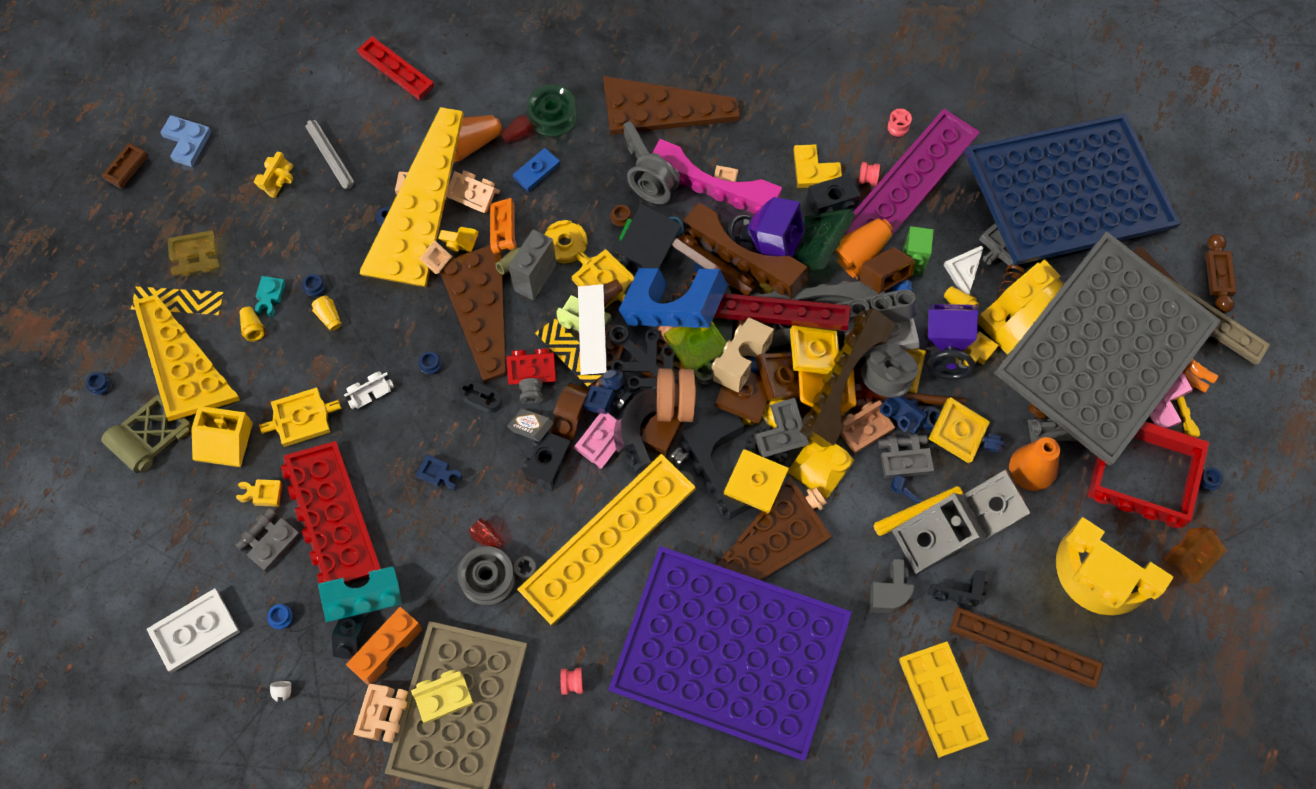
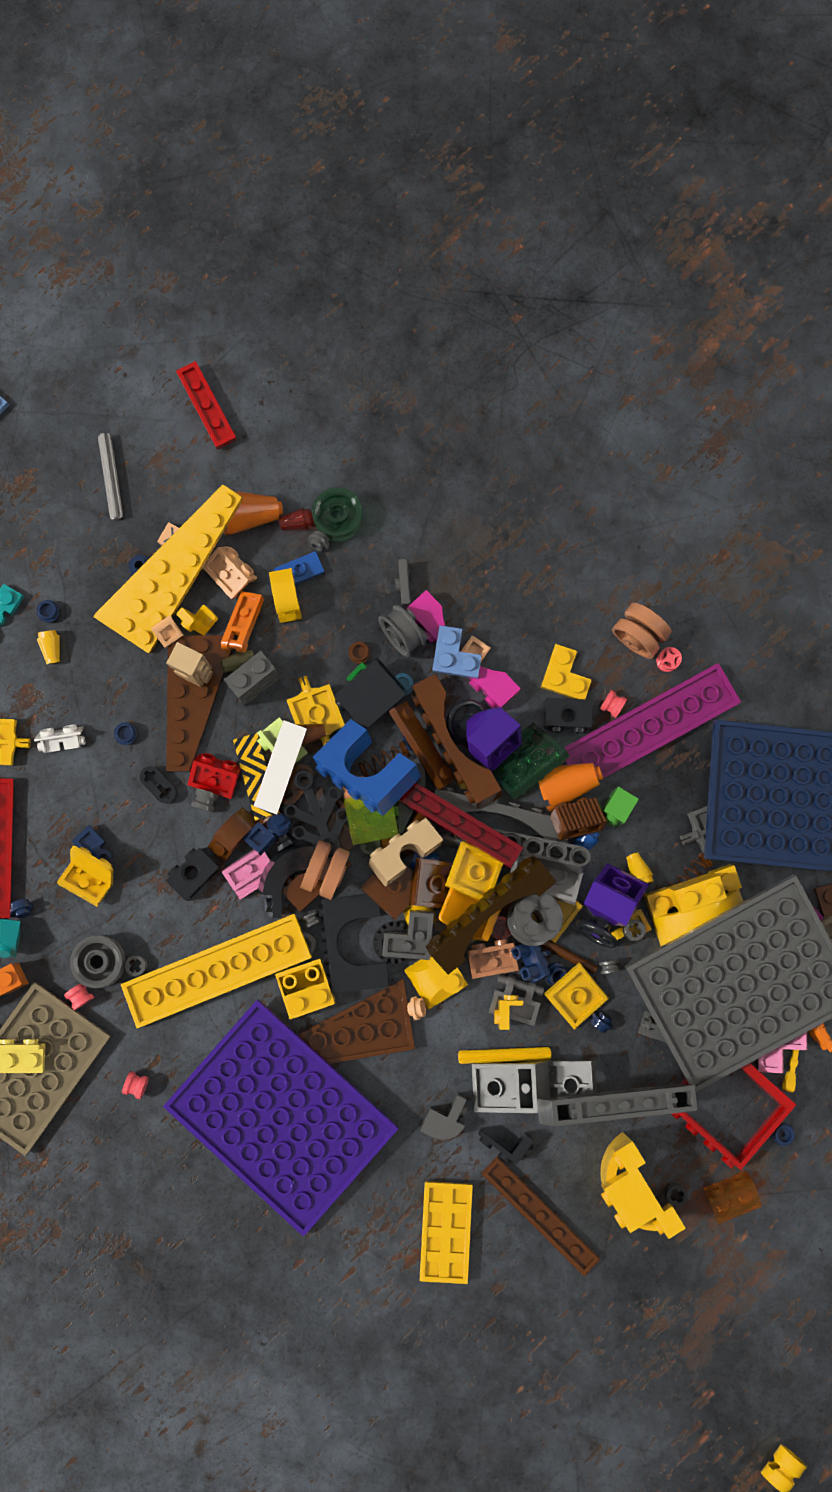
camera: 20 degrees right, 15 degrees up
(276, 174) = (51, 481): yellow hips -> none
(389, 556) = (21, 908): none -> dark blue plate
(444, 496) = (87, 876): none -> yellow bracket
(471, 263) = (190, 665): none -> tan arch
(479, 617) = (78, 996): none -> coral wheel
(484, 534) = (112, 922): clear red cone -> none
(530, 424) = (190, 835): dark grey tile -> none
(535, 189) = (285, 595): none -> yellow brick
(544, 138) = (318, 541): none -> dark grey plate
(569, 230) = (296, 644): yellow tile -> none
(663, 107) = (441, 547): reddish brown wing -> none
(702, 521) = (305, 989): none -> yellow slope
(710, 185) = (449, 658): none -> medium blue plate
(756, 481) = (367, 975): yellow plate -> none
(865, 103) = (642, 630): none -> nougat wheel
(898, 486) = (503, 1035): dark blue hand -> none
(900, 466) = (501, 1015): none -> yellow bracket
(963, 268) = (658, 837): white tile -> none
(976, 392) = (610, 966): none -> dark grey bush
(988, 345) = (639, 926): none -> dark grey bush
(1035, 464) = (621, 1053): orange cone -> none
(1049, 492) = (616, 1104): none -> dark grey fence

